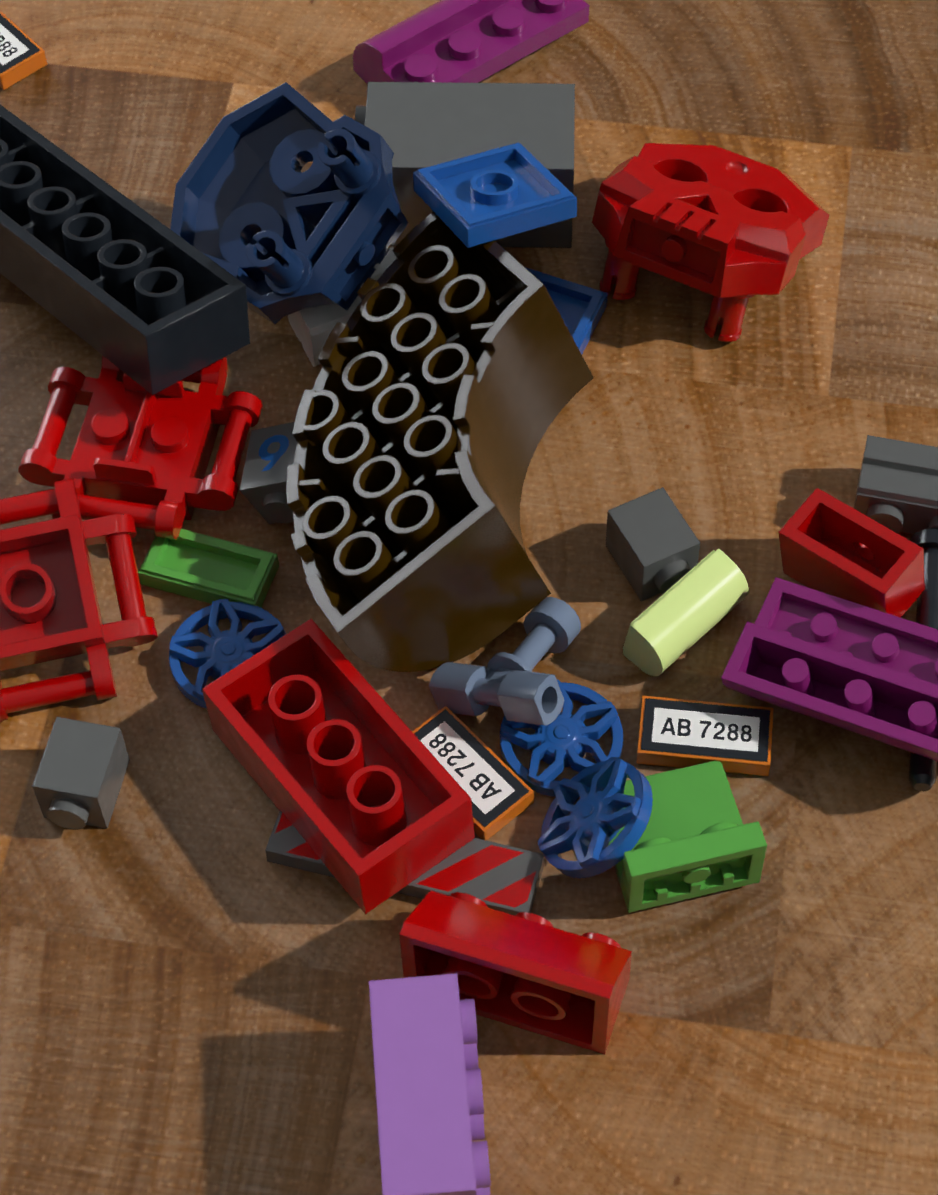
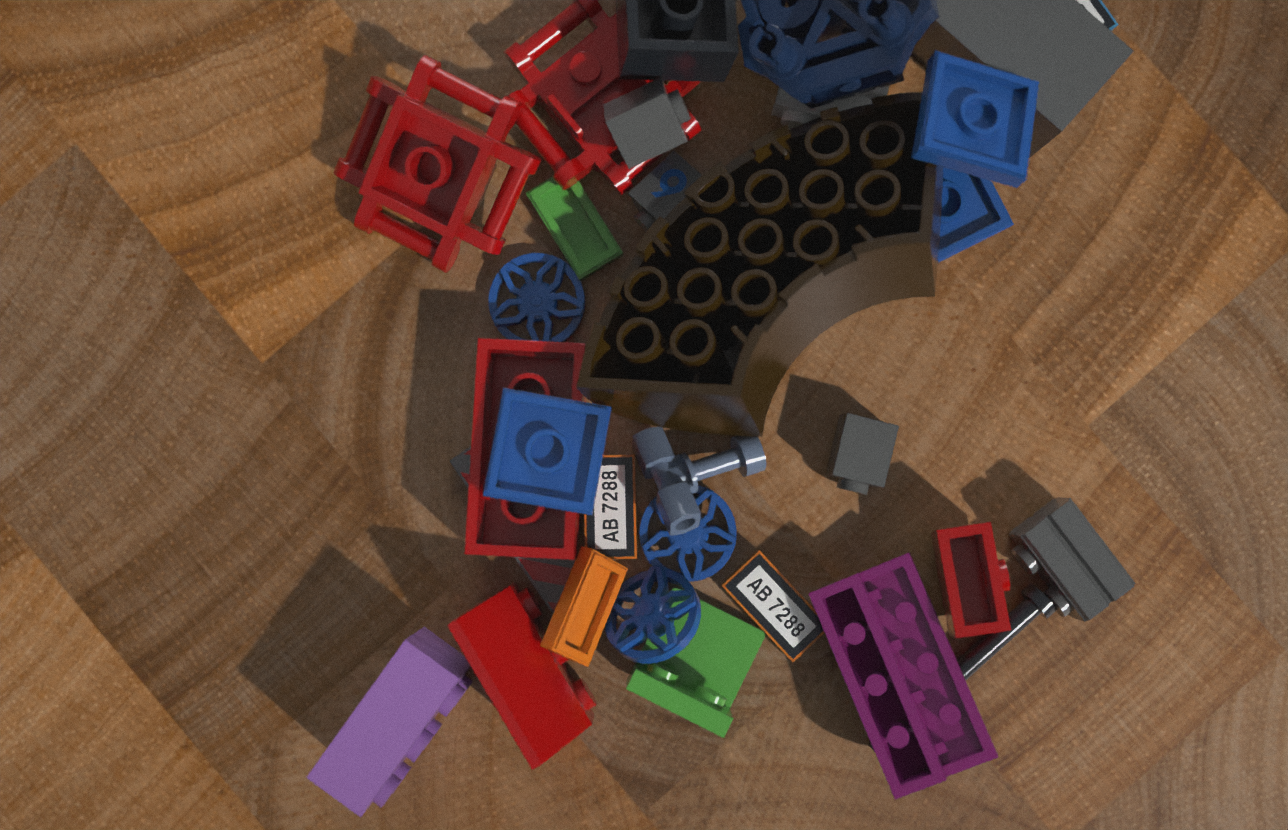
camera: 40 degrees right, 30 degrees up
(81, 773) = (376, 318): dark grey brick -> none
(208, 406) = (647, 121): none -> dark grey brick
(359, 723) = (547, 451): none -> blue tile
(523, 856) = (584, 606): none -> orange tile
(685, 613) = (836, 517): yellowish green brick -> none
(706, 224) = (1128, 235): red brick -> none

